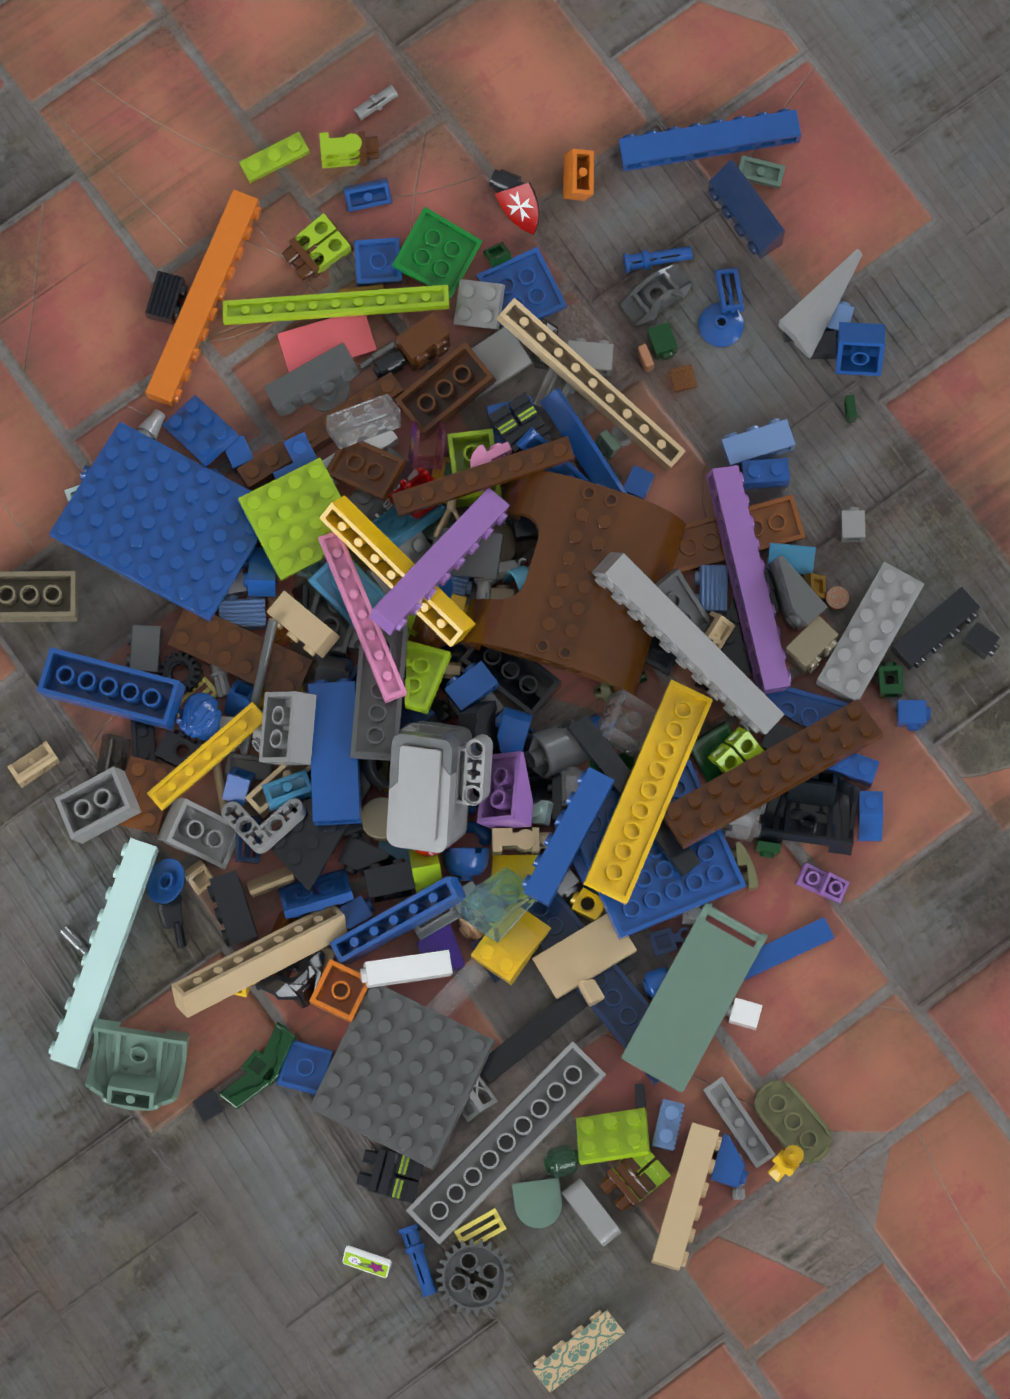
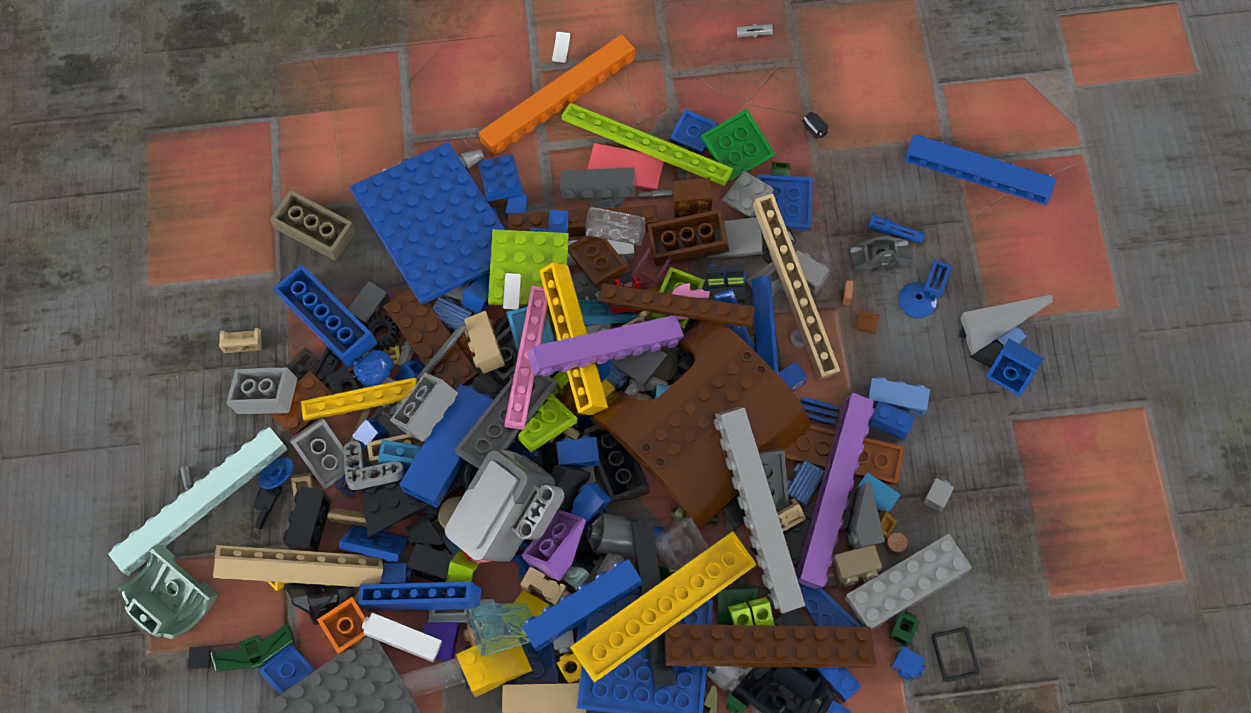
camera: 30 degrees right, 10 degrees down
(165, 297) = (532, 80): black brick -> none
(169, 238) = (561, 47): none -> white sticker
(274, 157) = (663, 31): lime plate -> none
(300, 554) = (511, 291): none -> white sticker
(317, 247) = (657, 101): lime hips -> none
(348, 150) = (715, 48): lime hips -> none
(367, 194) = (713, 86): blue slope -> none
(389, 362) = (662, 200): black brick -> none
(466, 861) = (498, 582): blue cylinder -> none
(521, 206) = (816, 144): shield -> none
(578, 174) = (870, 144): orange brick -> none
(607, 444) = (784, 338): sand green plate -> none
(662, 341) = (867, 287): dark green brick -> none
(703, 499) = (804, 400): none -> blue tile
(746, 210) = (981, 228): dark blue slope -> none
(762, 172) = (1006, 209): sand green plate -> none
(850, 408) = (983, 408): dark green tile -> none
(935, 628) = (962, 607): black brick -> none
(939, 691) = (977, 672): none -> black piece
(981, 641) = (994, 637): black brick -> none

